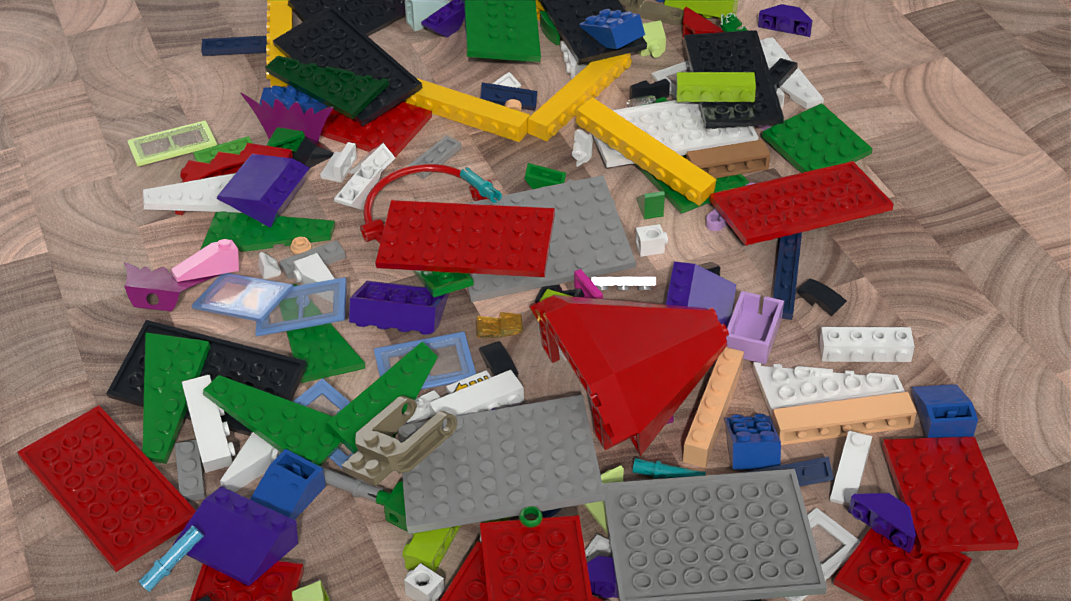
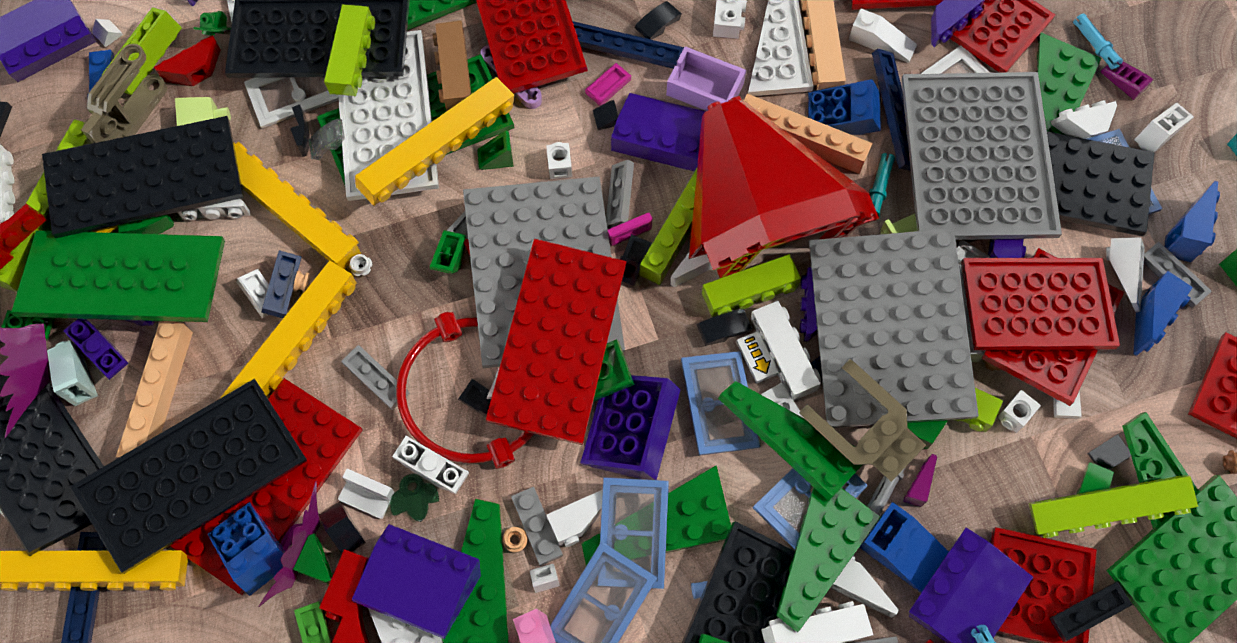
camera: 85 degrees left, 25 degrees up
(329, 85) = (242, 490): dark green wing -> none
(333, 187) = (413, 501): none -> clear green plate
(349, 508) = (920, 488): none -> magenta slope
(377, 157) = (370, 453): white panel -> none
(424, 49) = (156, 385): none -> light nougat brick
(484, 187) = (458, 321): teal pin -> none
(503, 326) = (668, 324): clear yellow slope -> none
(530, 523) = (977, 294): green piece -> none
(533, 138) = (356, 261): none -> white plate
(538, 370) = (751, 286): none -> lime brick
(582, 146) = (392, 211): white hinge -> none
(614, 28) = (203, 143): blue slope -> none
(742, 270) = (608, 84): none -> dark pink tile

